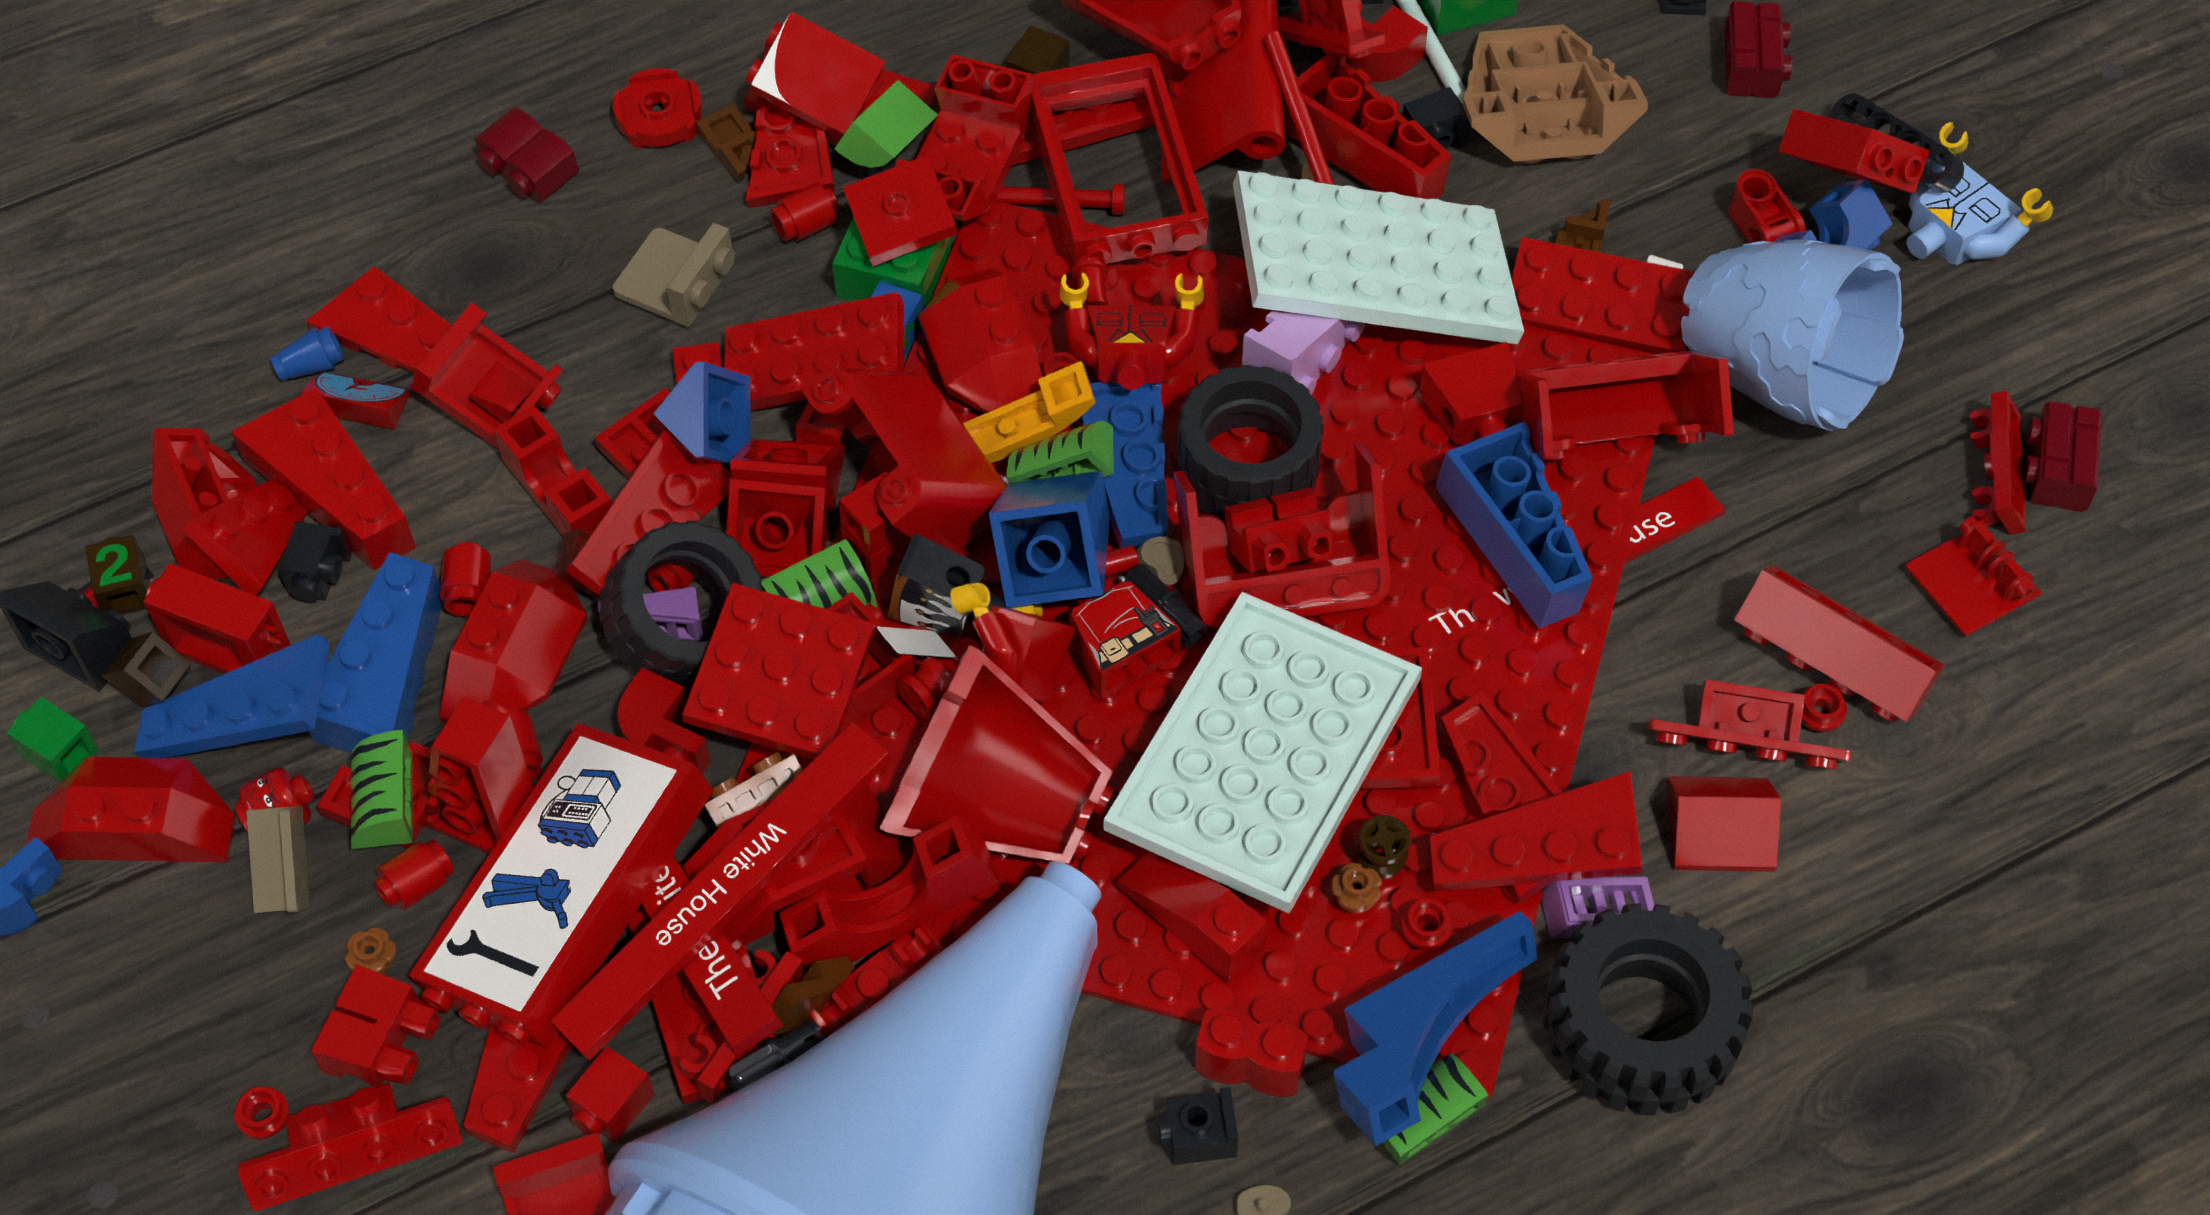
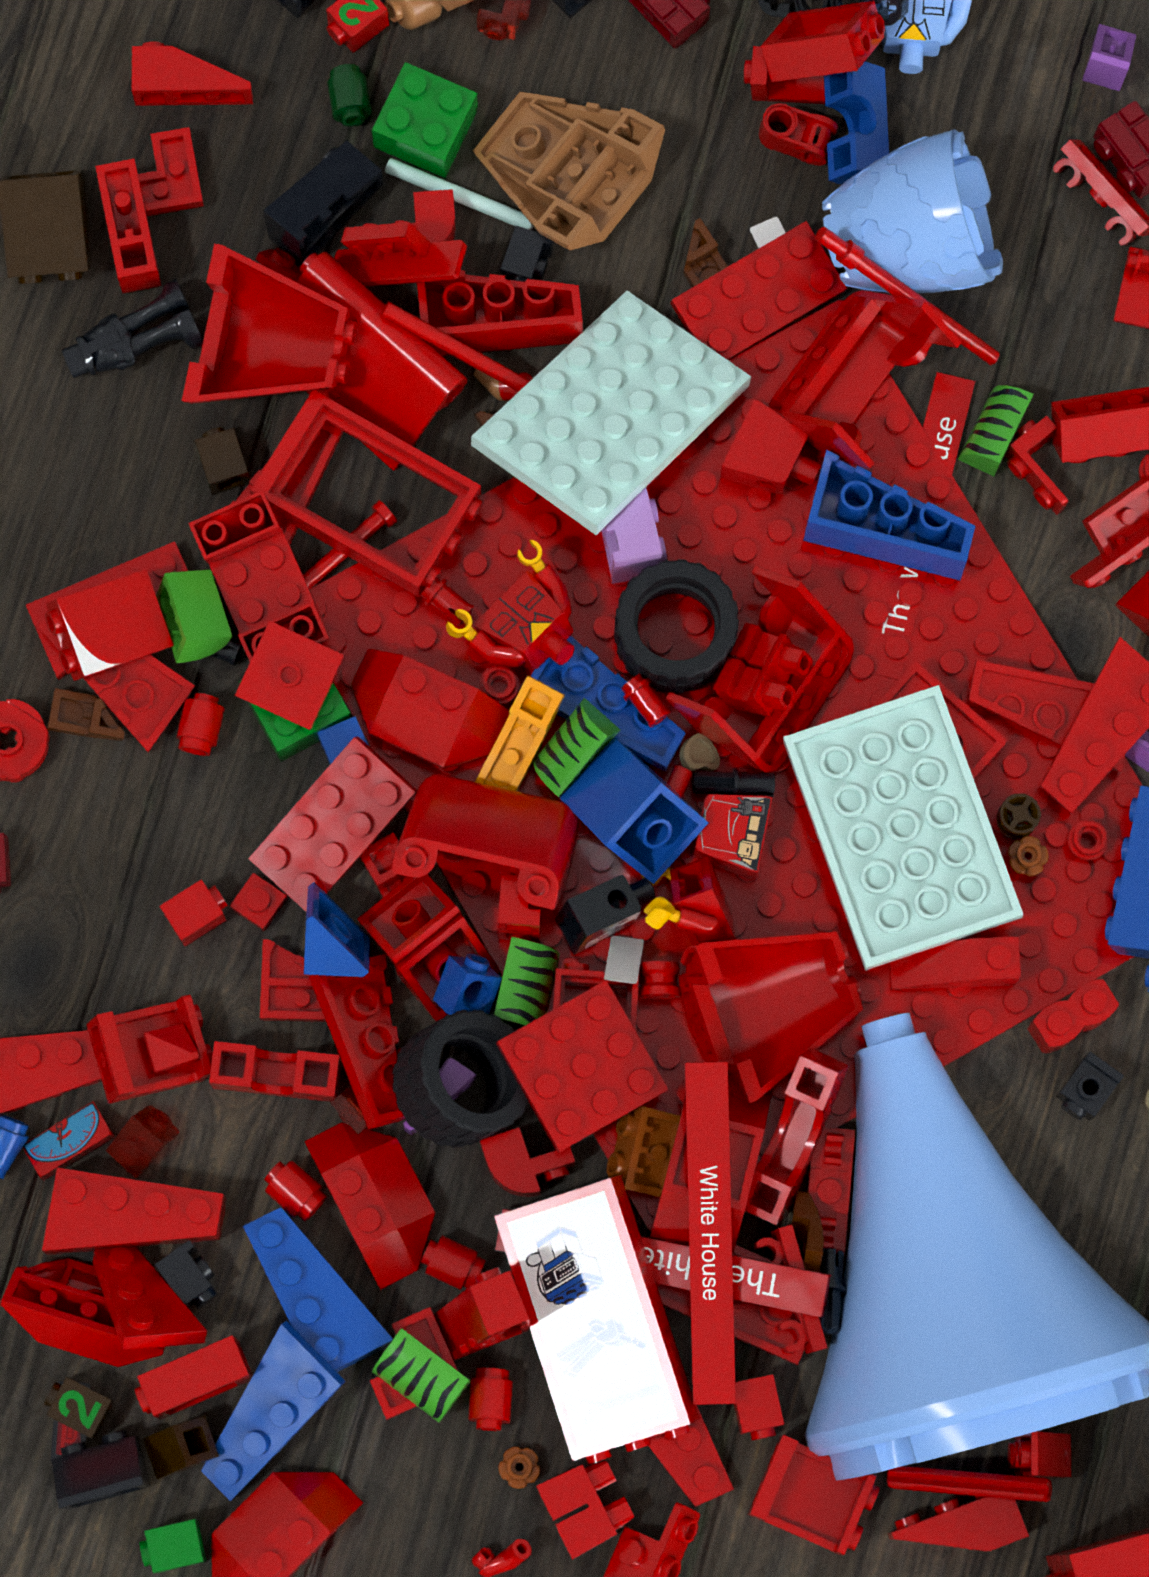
camera: 50 degrees left, 20 degrees up
(257, 1005) = (506, 1560): none -> red arm
(275, 790) = (358, 1443): red head -> none
(278, 859) = (407, 1473): dark tan panel -> none
(405, 440) = (142, 1140): none -> clear red bracket
(640, 327) = (195, 911): none -> red brick
(676, 273) = (167, 851): dark tan bracket -> none
(788, 535) = (467, 985): none -> blue brick
(1162, 462) = (645, 700): none -> red pin
(1699, 280) = (853, 257): none -> red bar
(1704, 555) = (995, 428): none -> bright green brick
(1715, 586) = (1021, 464): none -> red bracket
(1797, 179) = (795, 90): none -> red bracket
(2110, 374) = (1109, 57): none -> medium lavender slope

